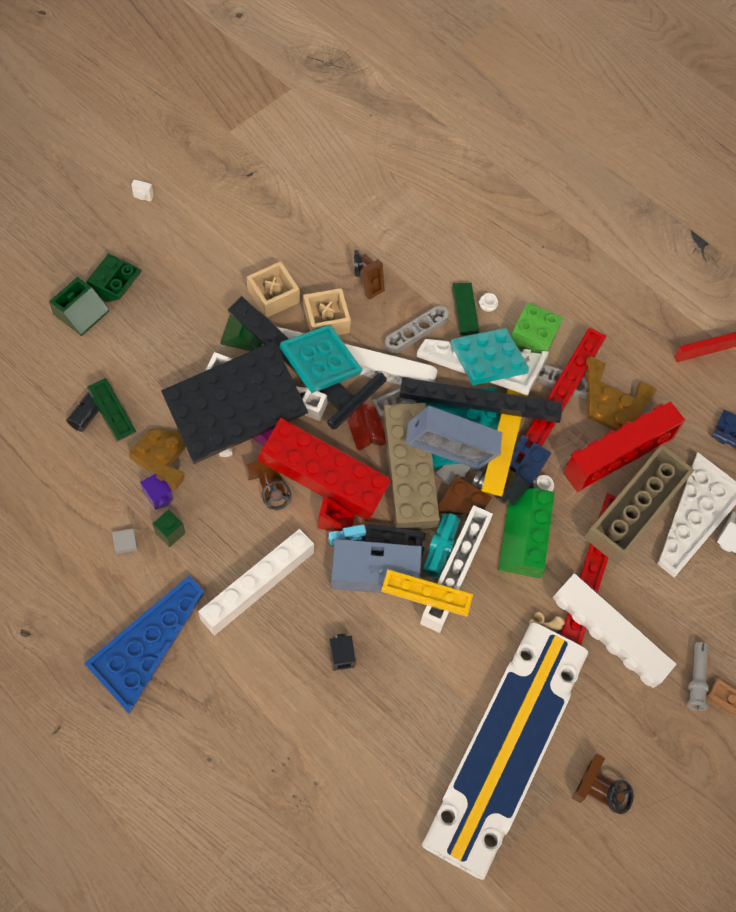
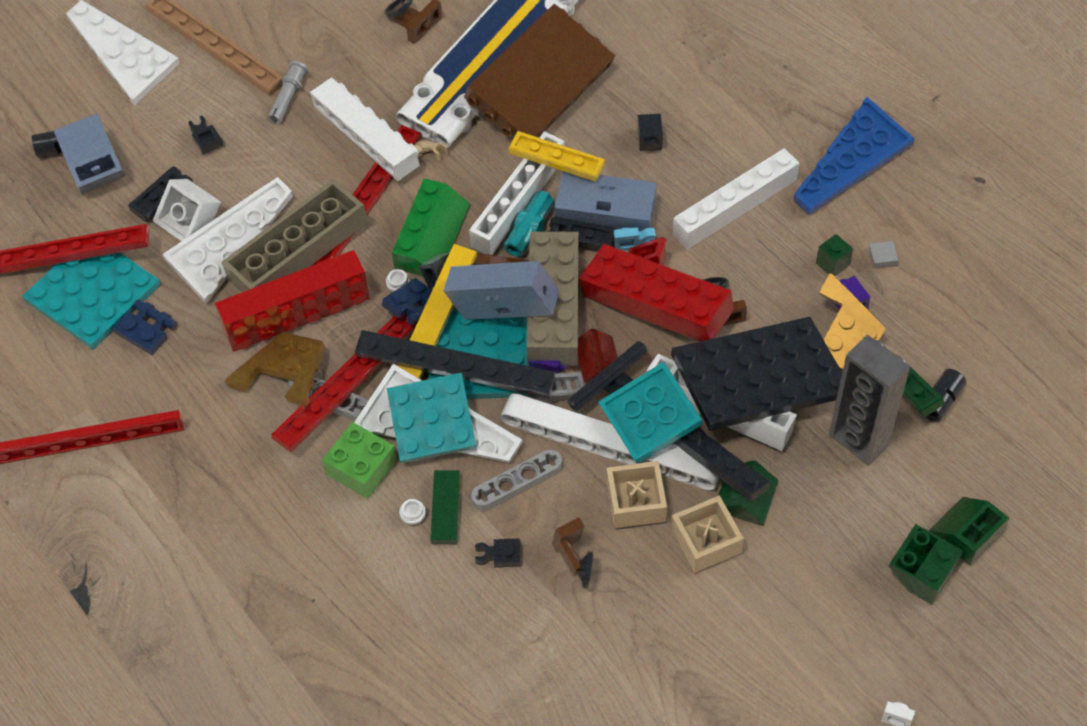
camera: 165 degrees left, 5 degrees down
(149, 344) = (868, 399): none -> flat silver brick
(418, 280) = (503, 553): none -> black plate
(454, 701) = (539, 75): none -> reddish brown panel

